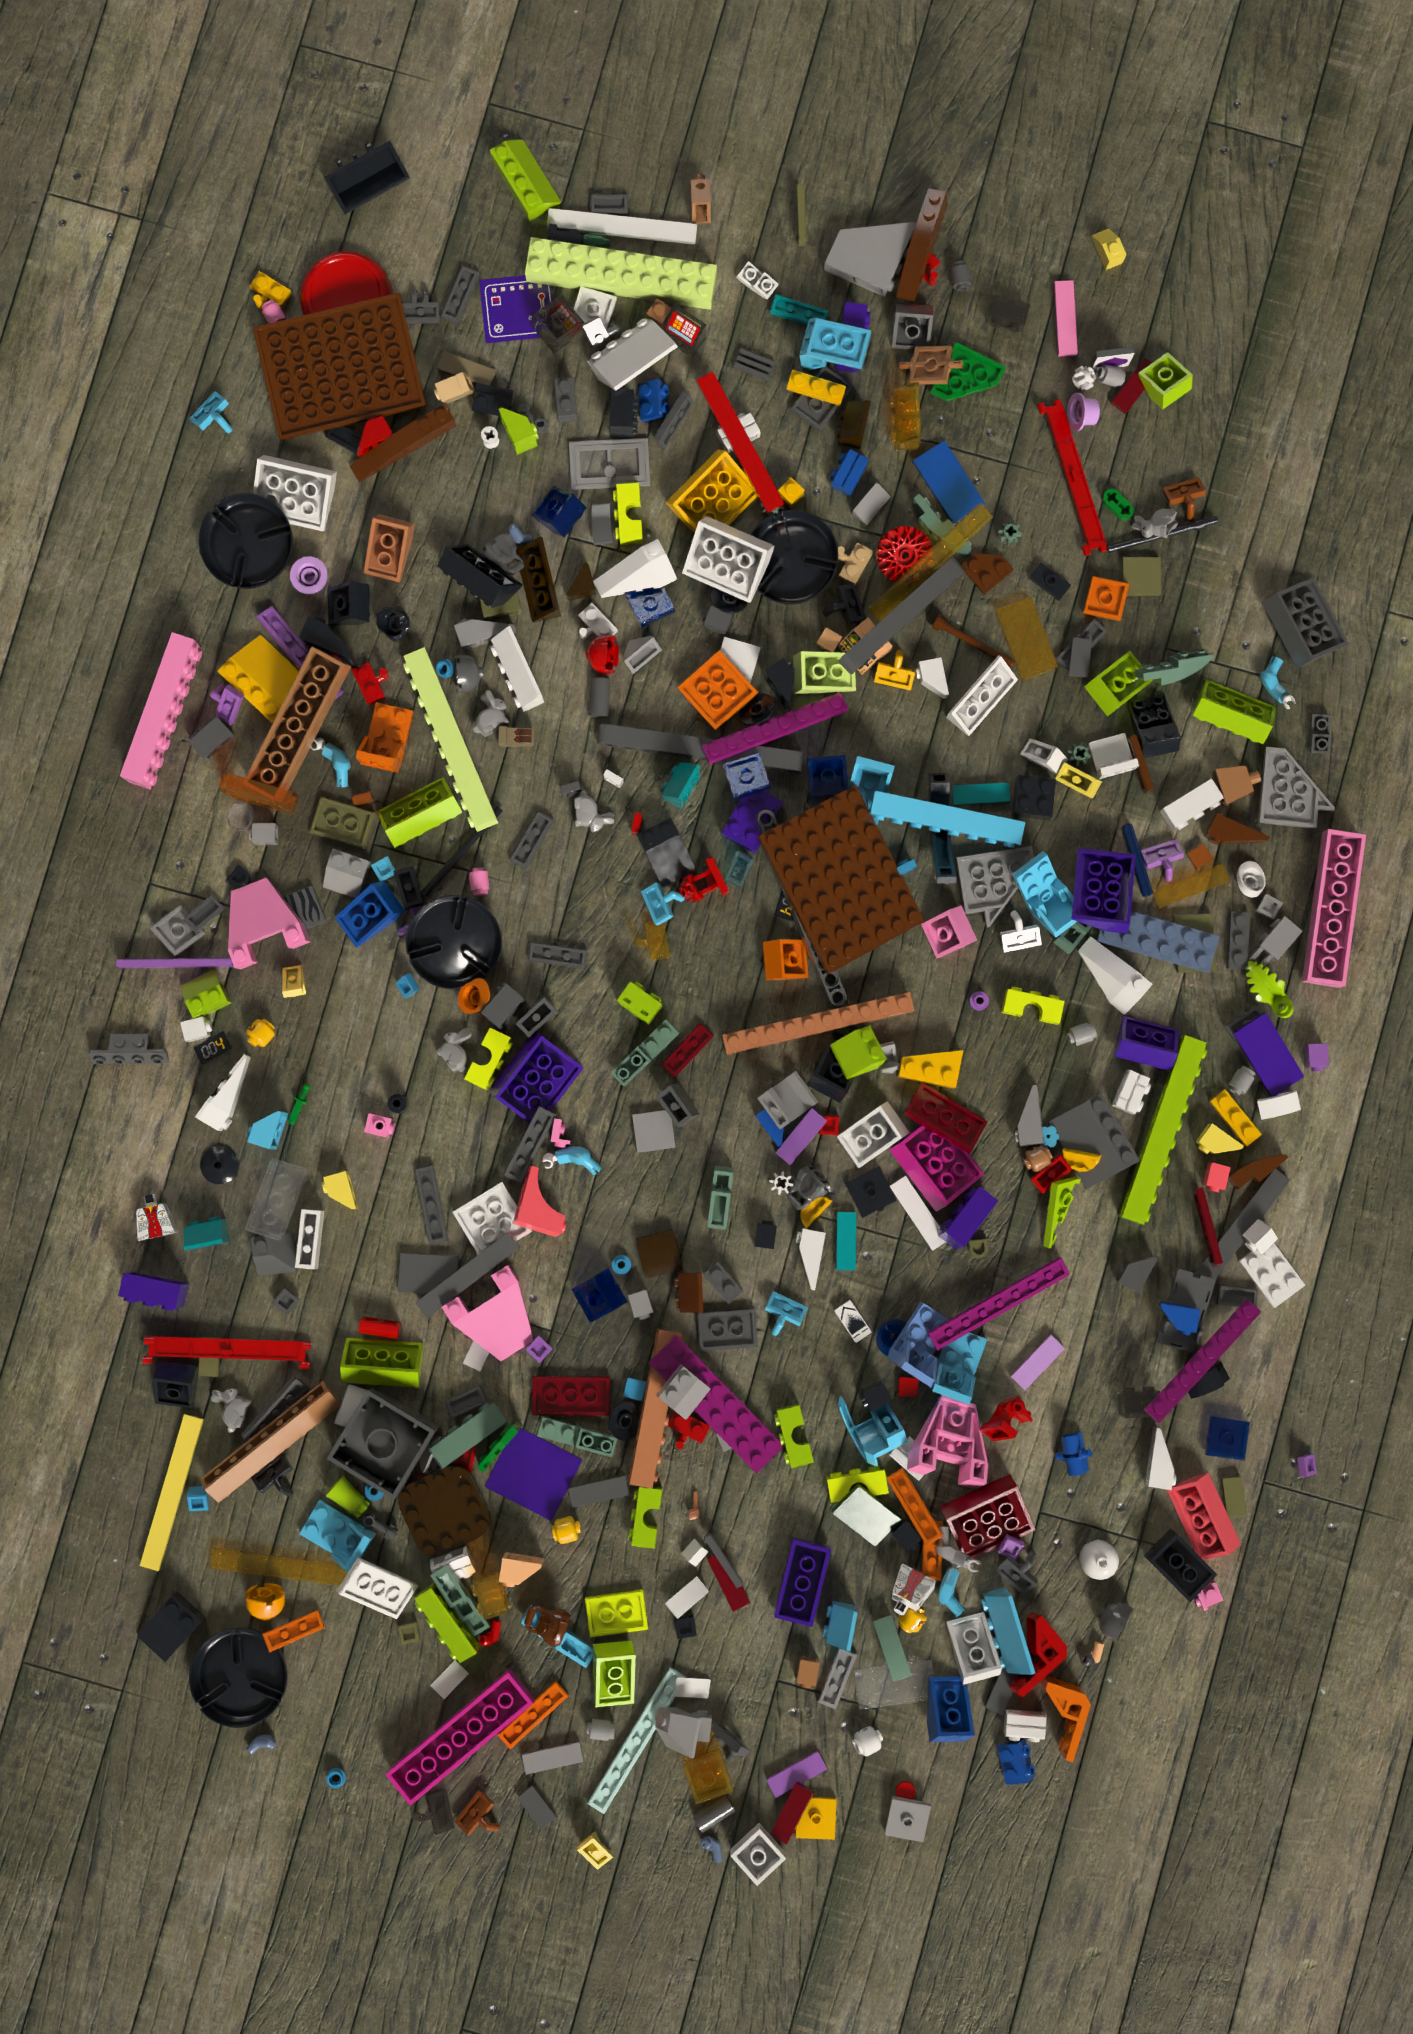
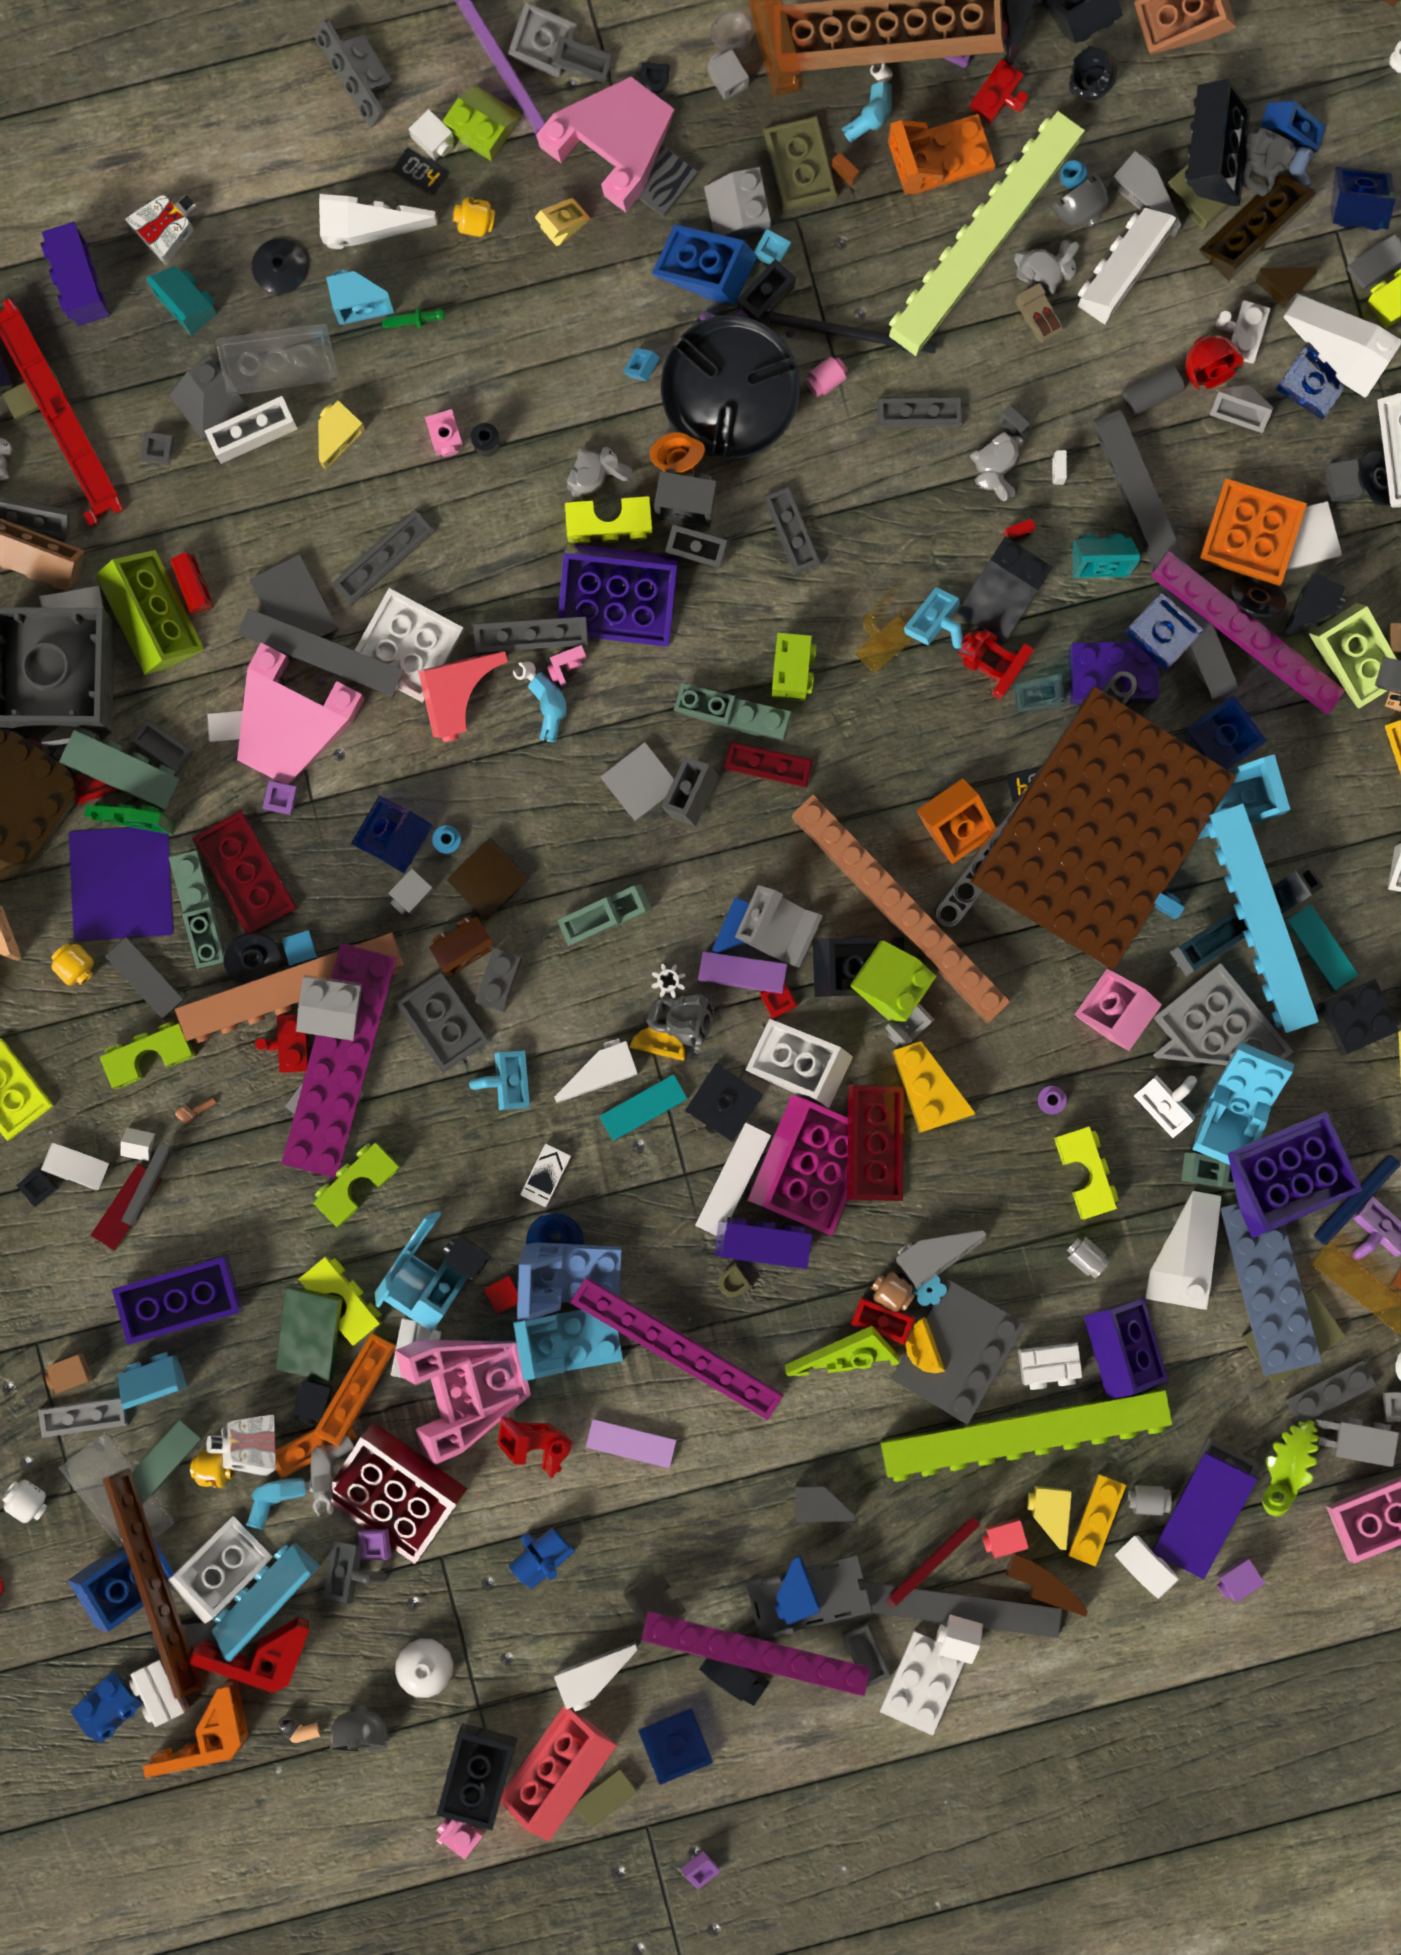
camera: 65 degrees right, 0 degrees up
(419, 812) = (870, 249): lime slope -> none
(492, 525) = (1294, 124): none -> blue slope
(765, 1234) = (590, 999): black brick -> none
(959, 1692) = (151, 1583): none -> reddish brown tile

